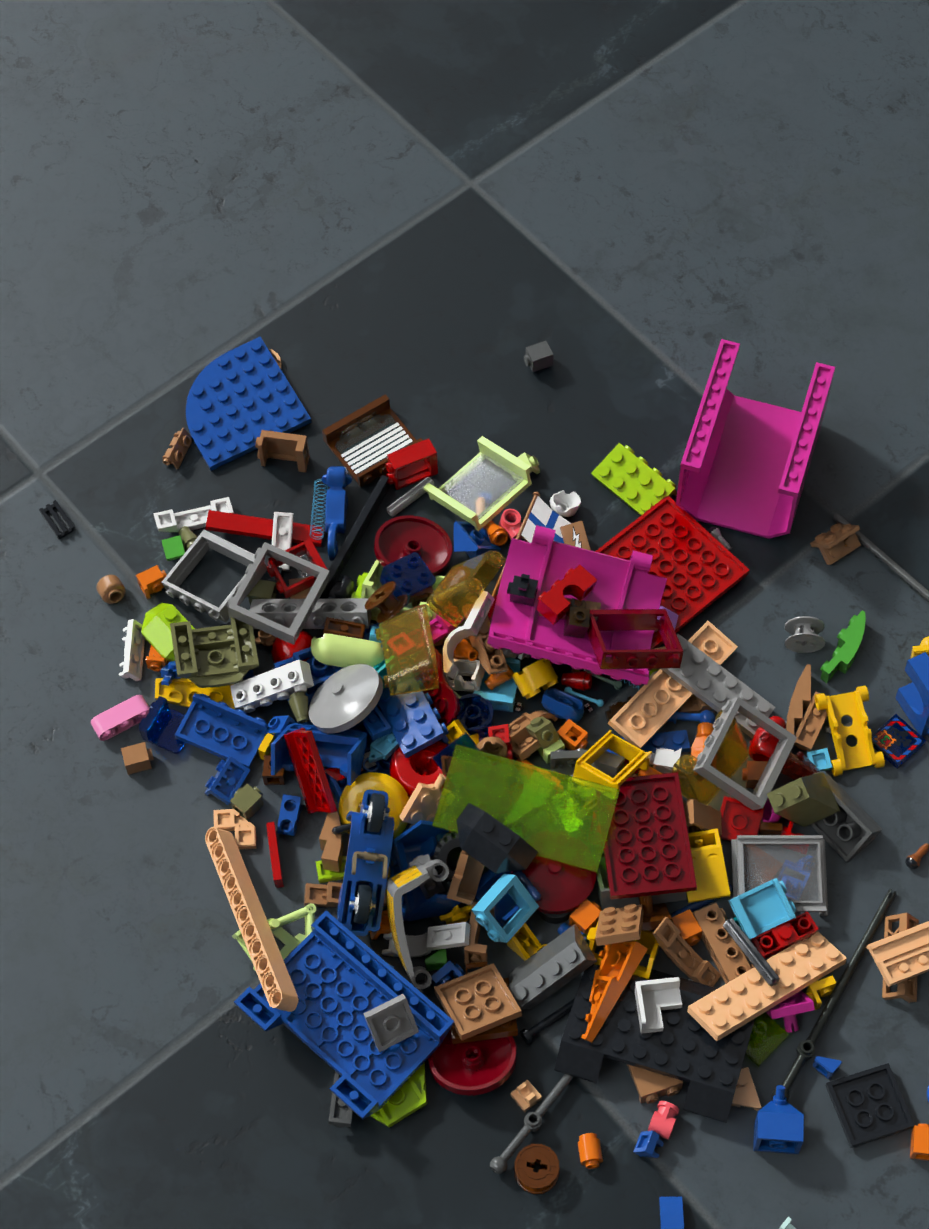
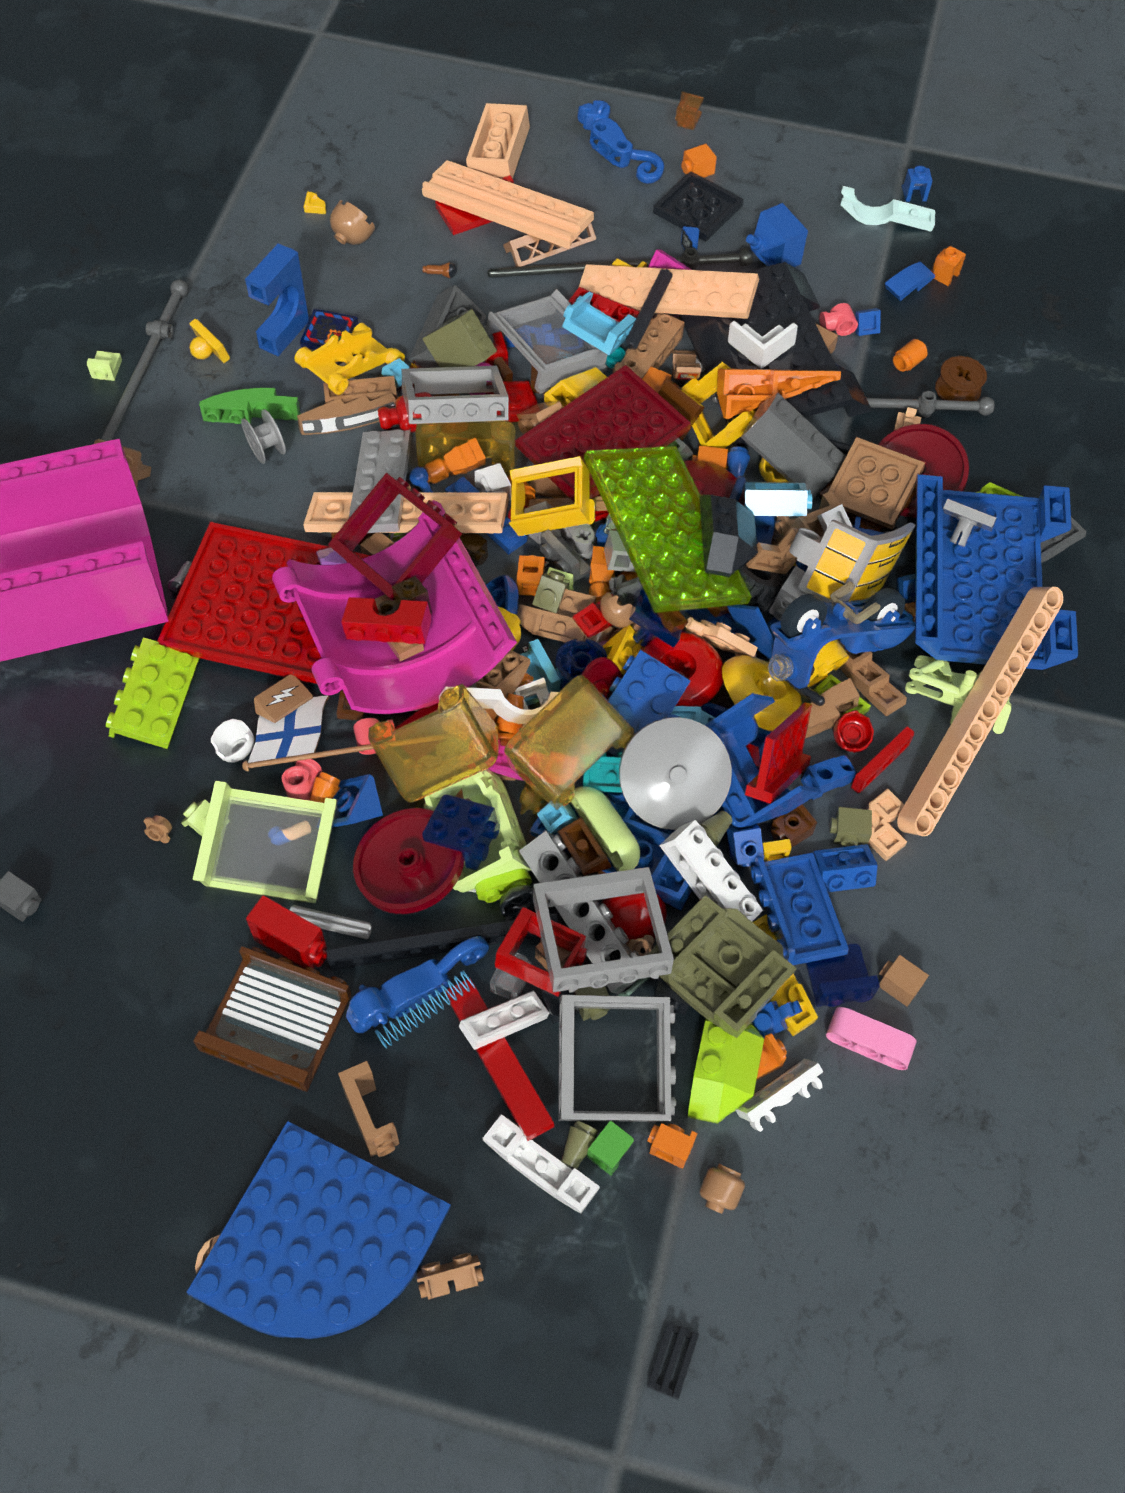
camera: 130 degrees left, 0 degrees up
(307, 849) = (853, 731): none -> red hair
(386, 602) = (535, 812): reddish brown piece -> none
(523, 590) = (409, 668): black brick -> none
(534, 441) = (158, 828): none -> medium nougat plate
(619, 924) = (714, 401): medium nougat plate -> none

